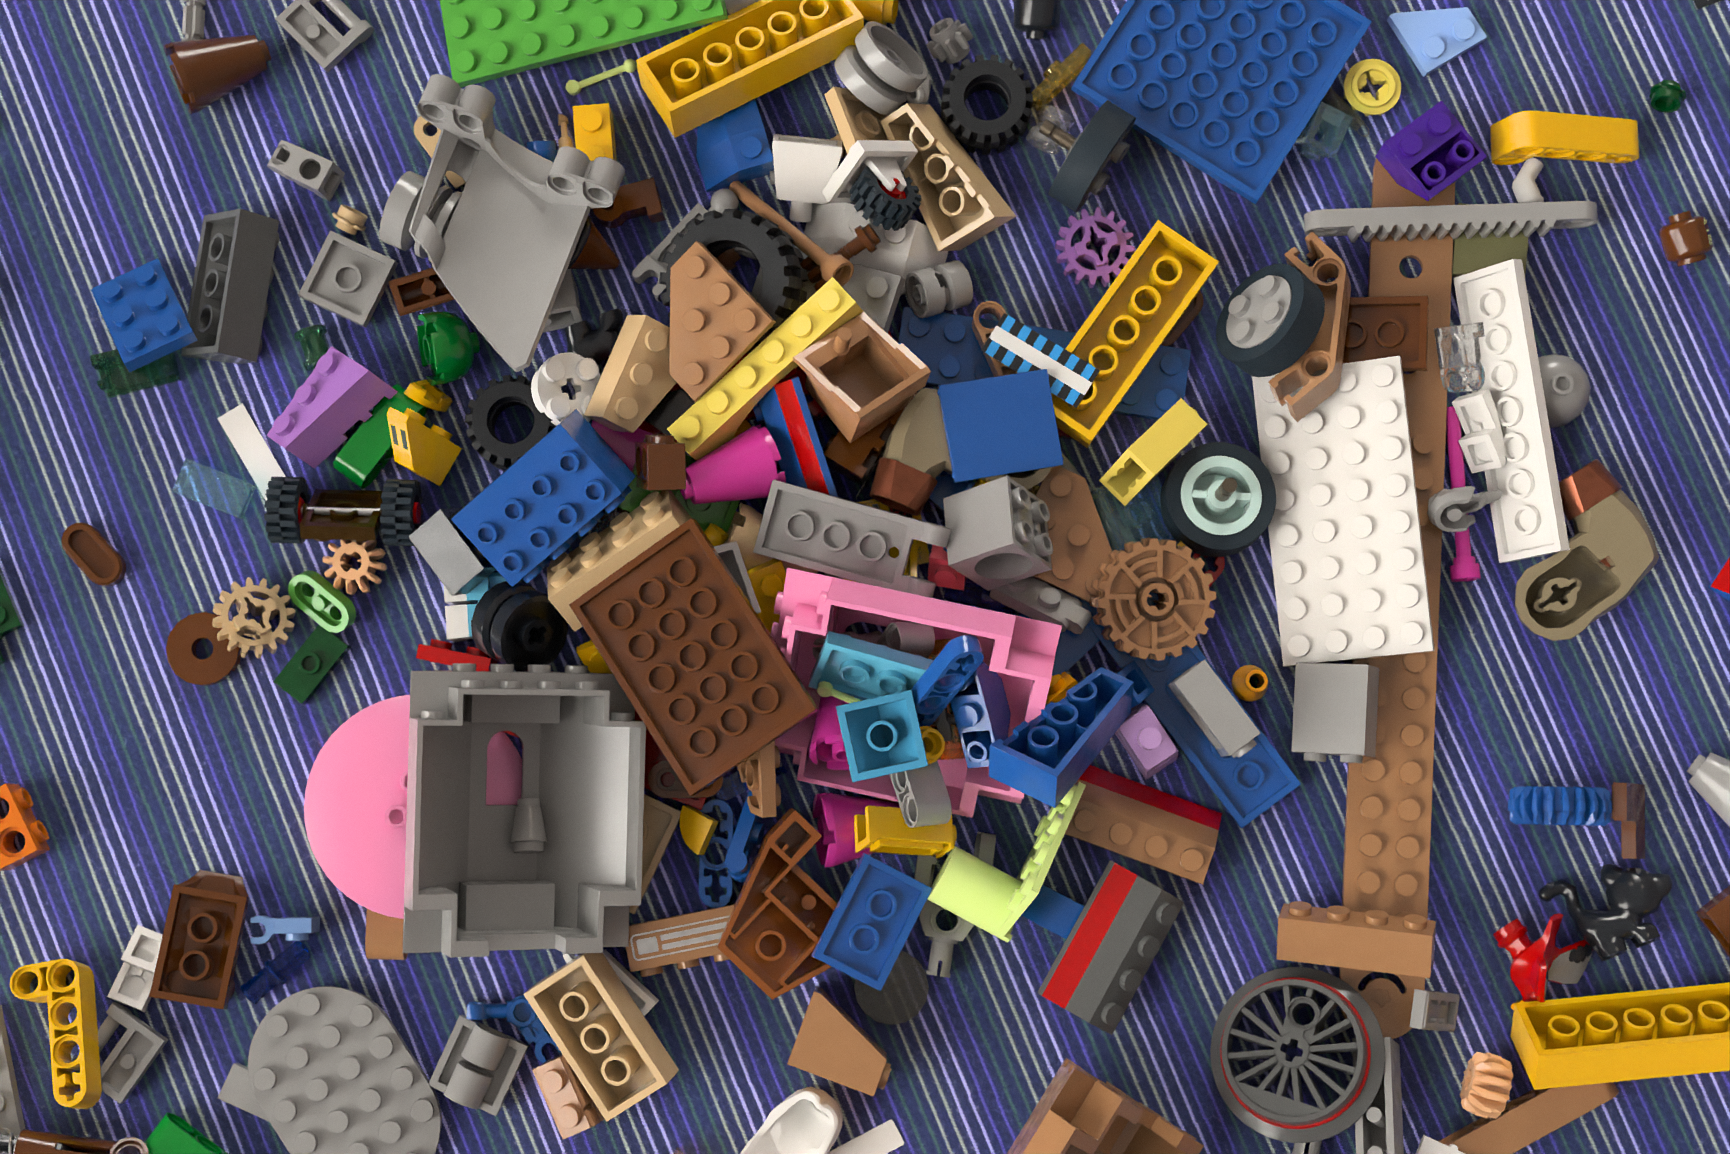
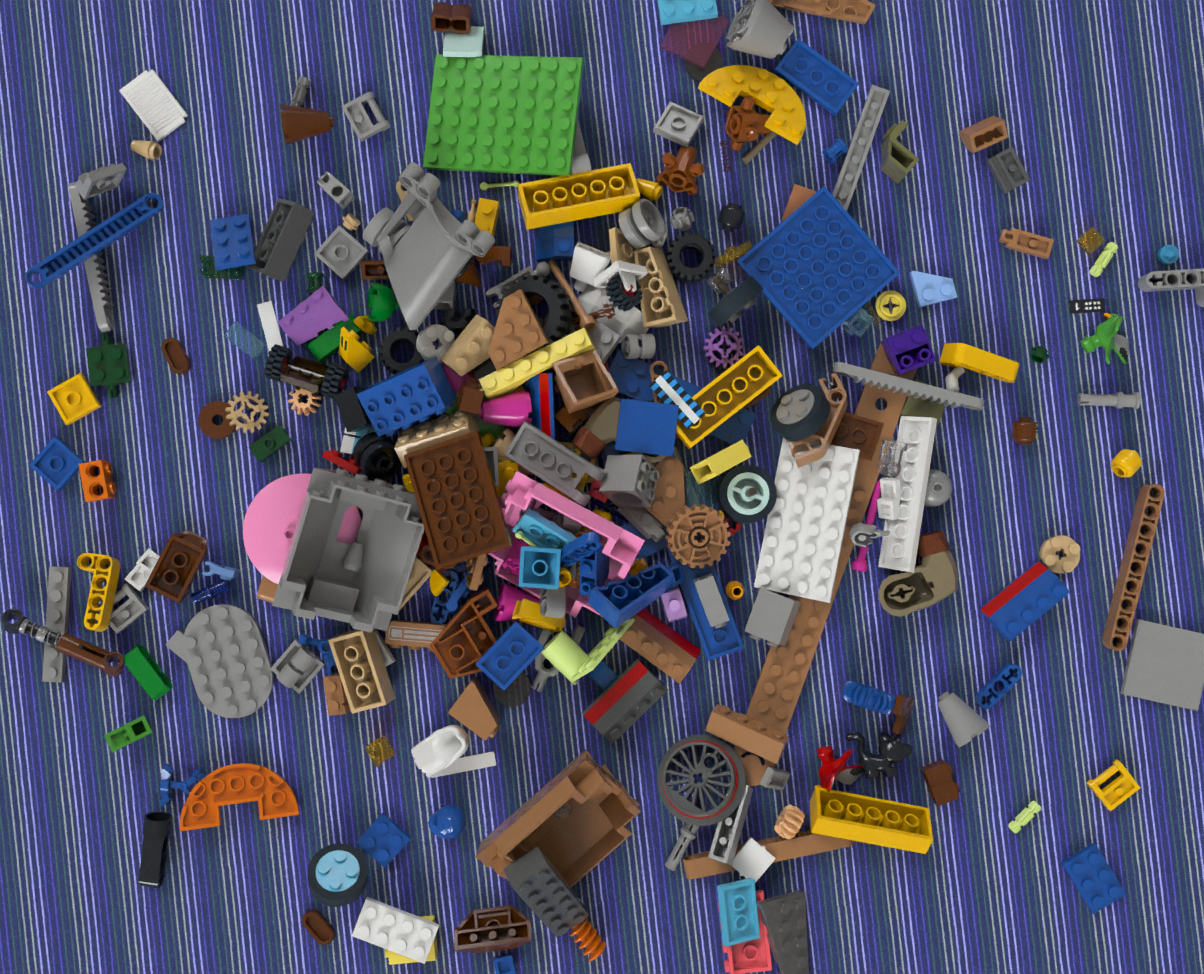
camera: 10 degrees right, 5 degrees up
(323, 602) = (283, 413): bright green plate -> none

